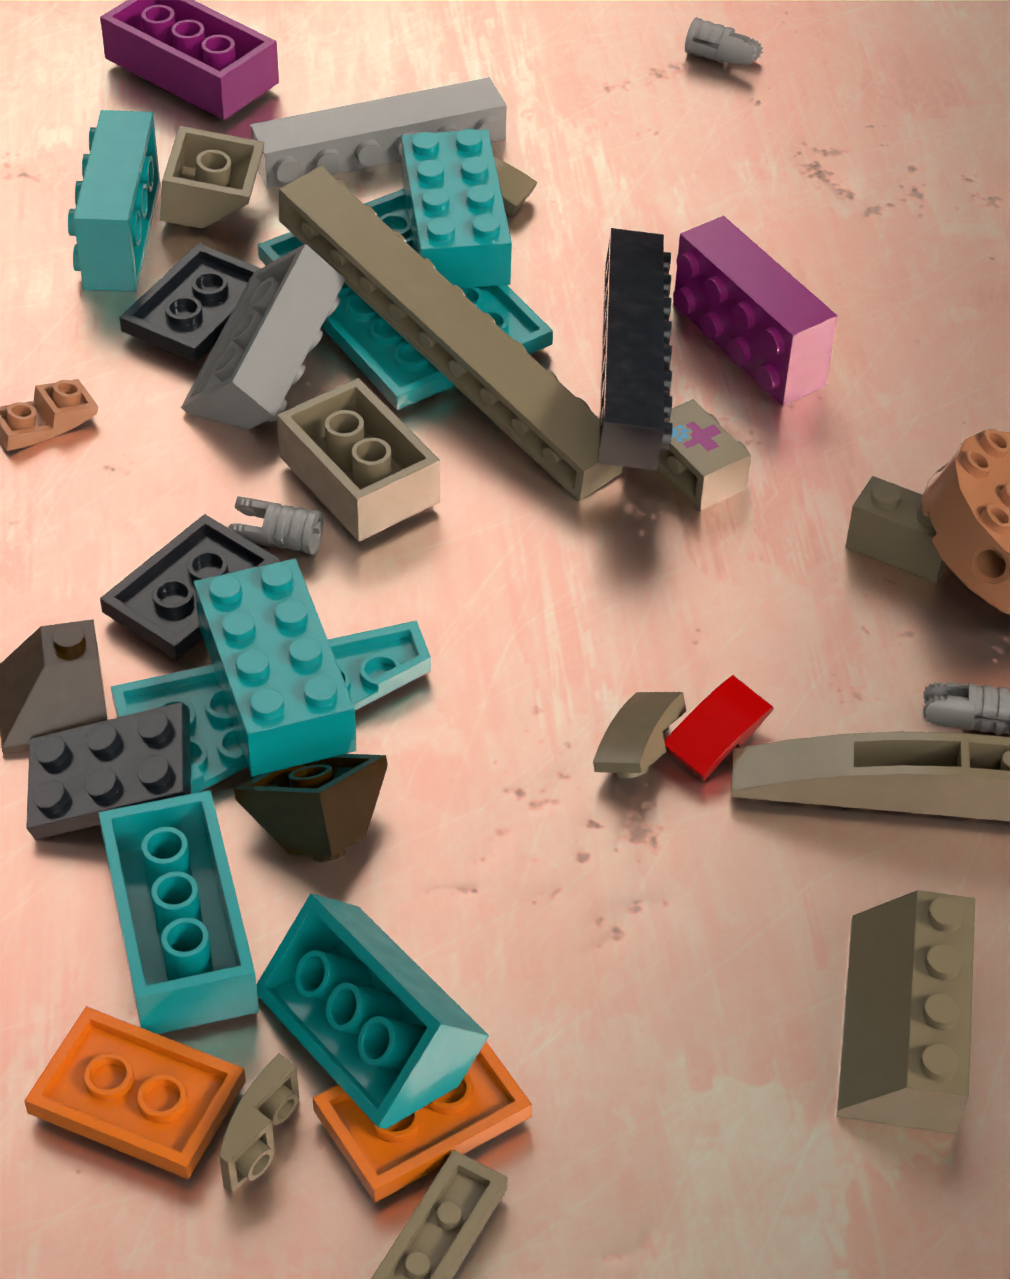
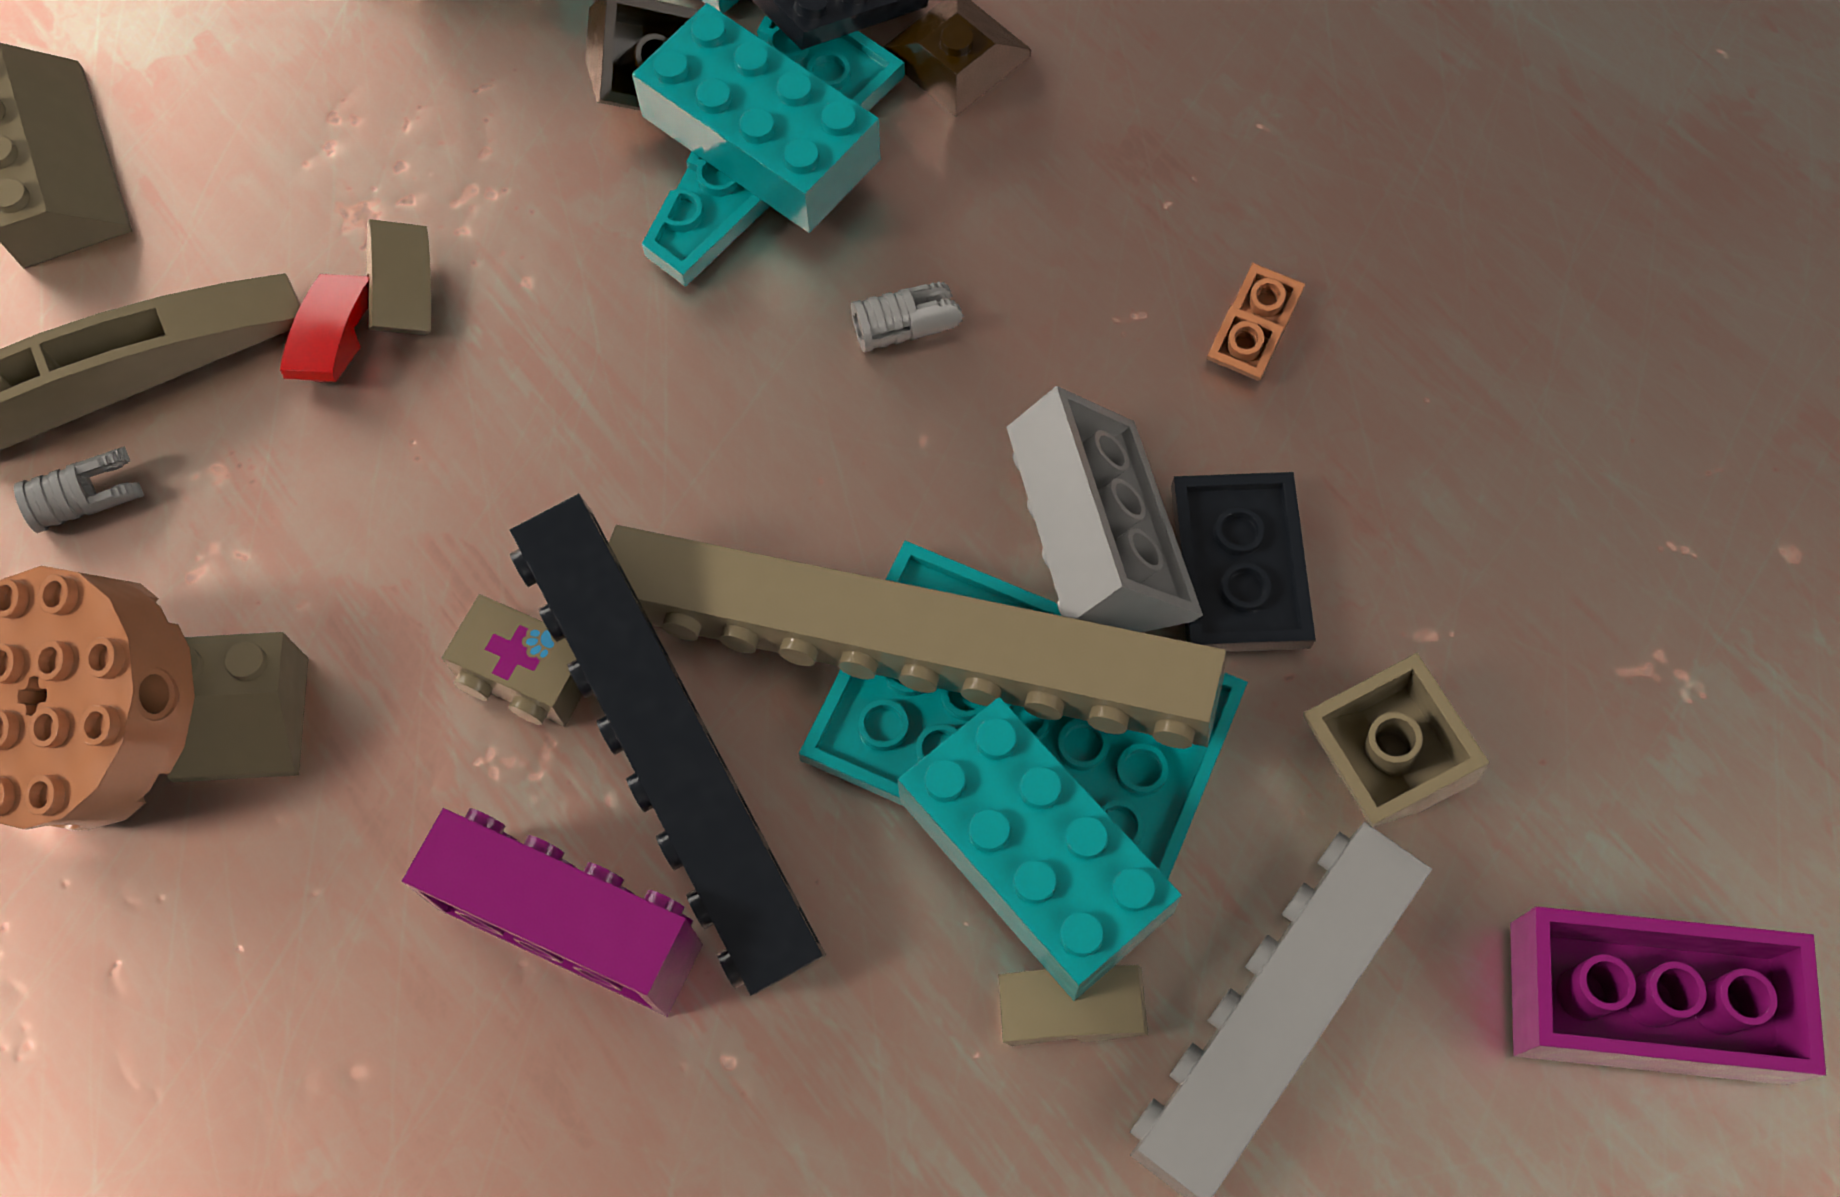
camera: 150 degrees right, 20 degrees up
(115, 201) = (1452, 607): teal brick -> none
(160, 594) = (928, 208): black plate -> none
(359, 459) = (872, 416): dark tan brick -> none

